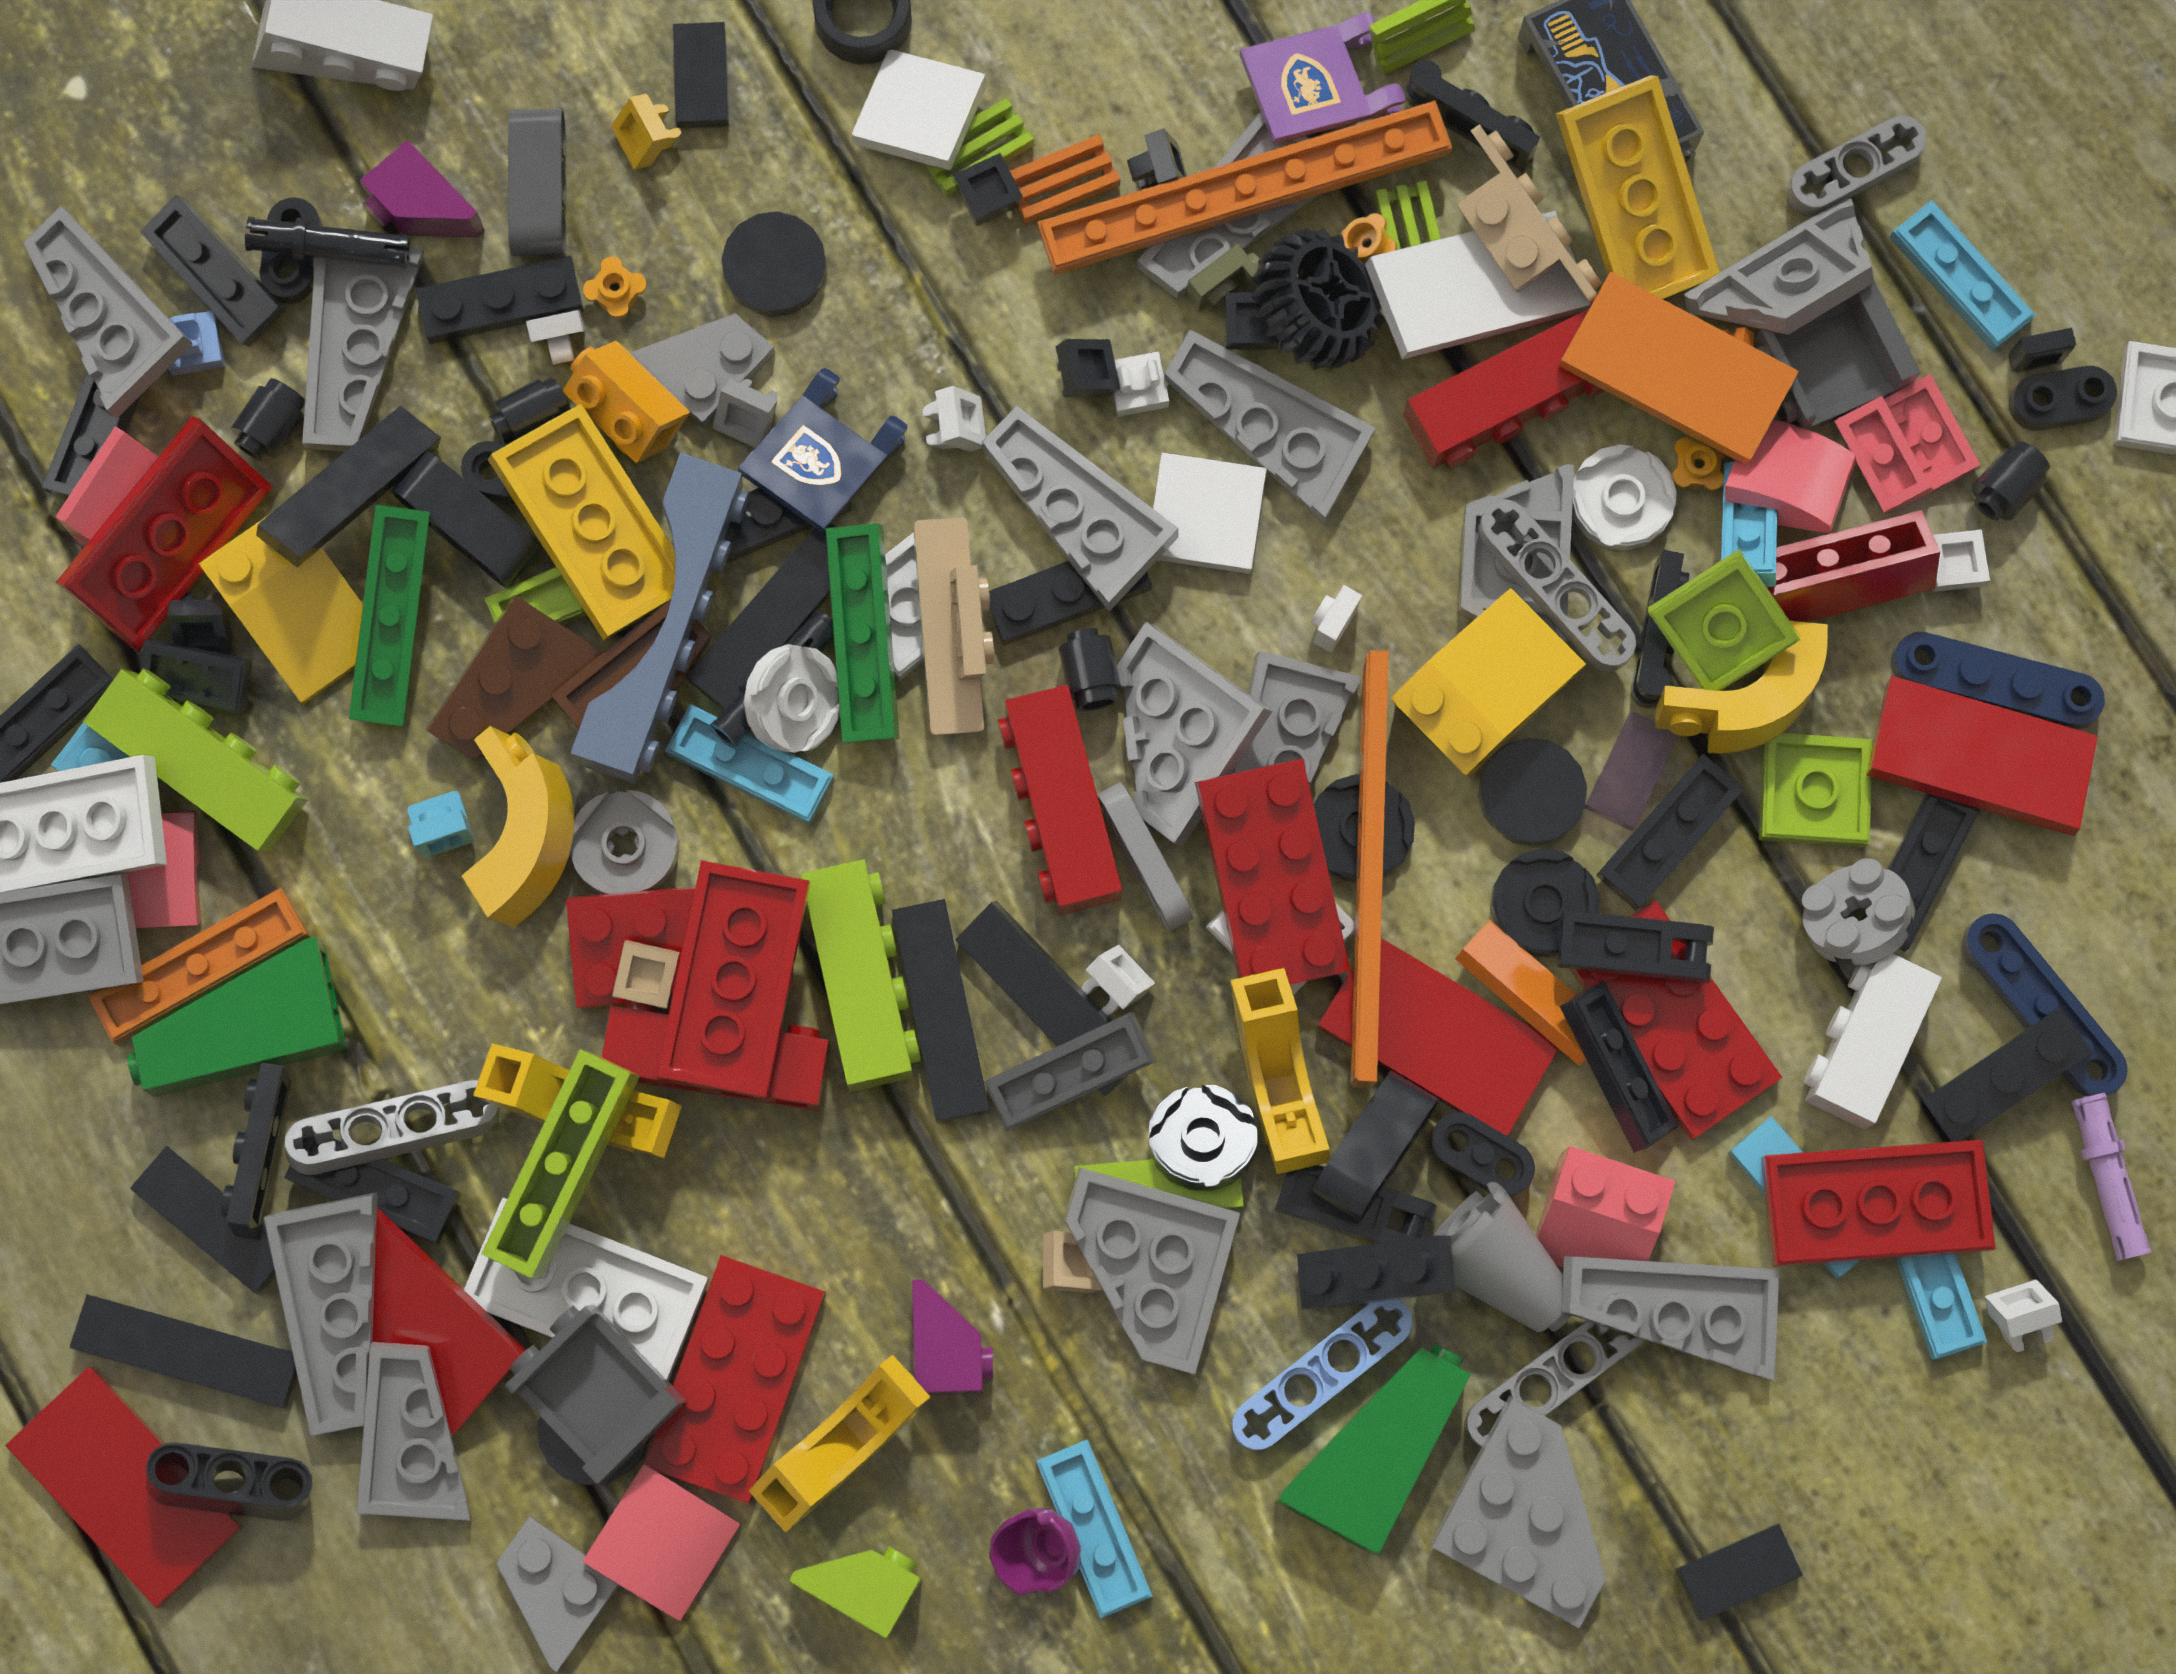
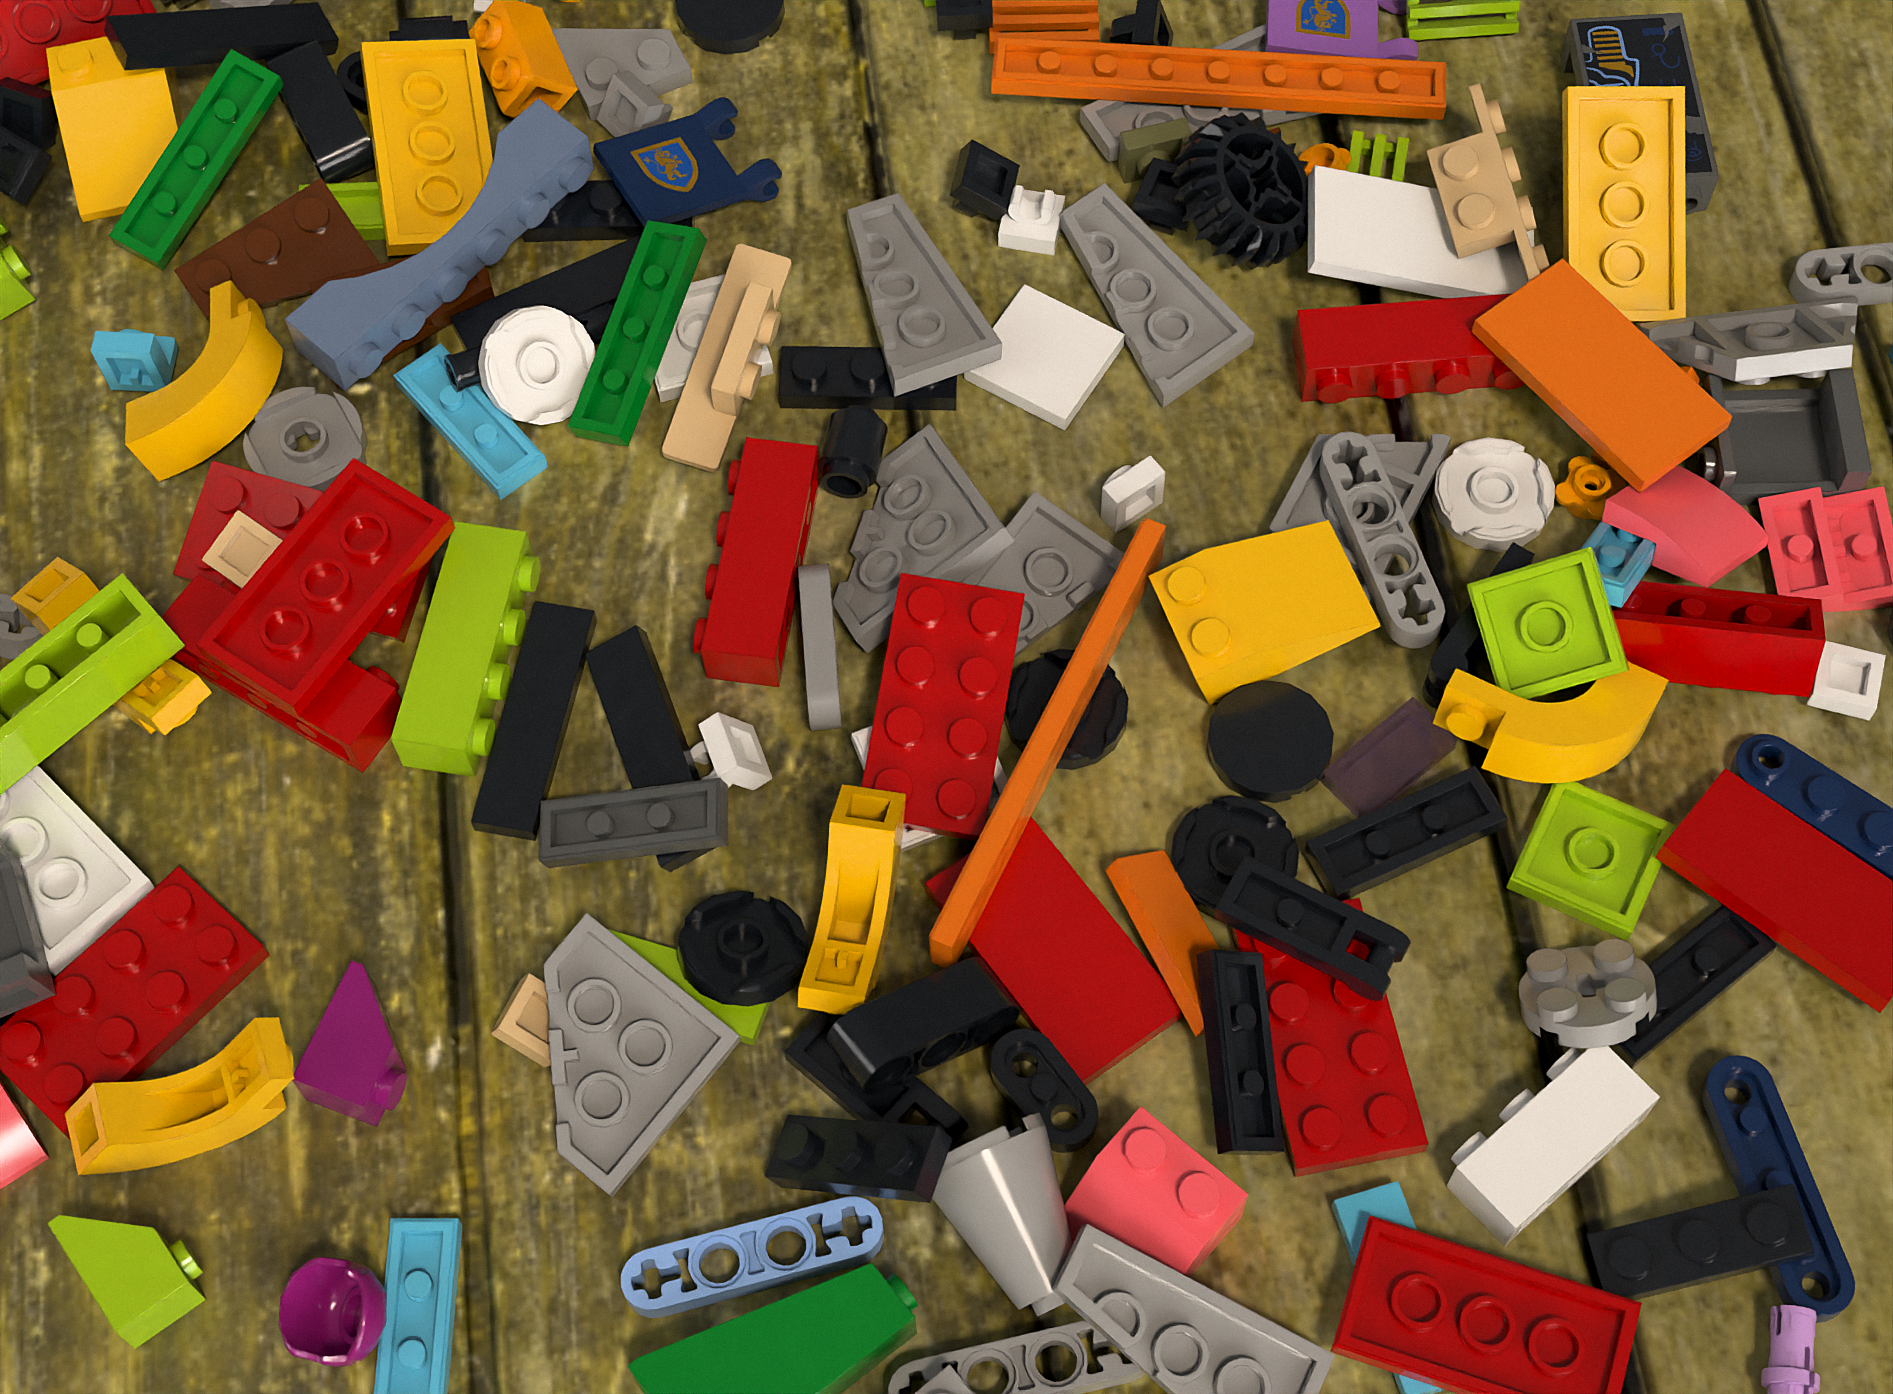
camera: 30 degrees right, 15 degrees down
(959, 419) = (833, 185): white tile -> none
(1467, 109) = (1465, 70): black plate -> none

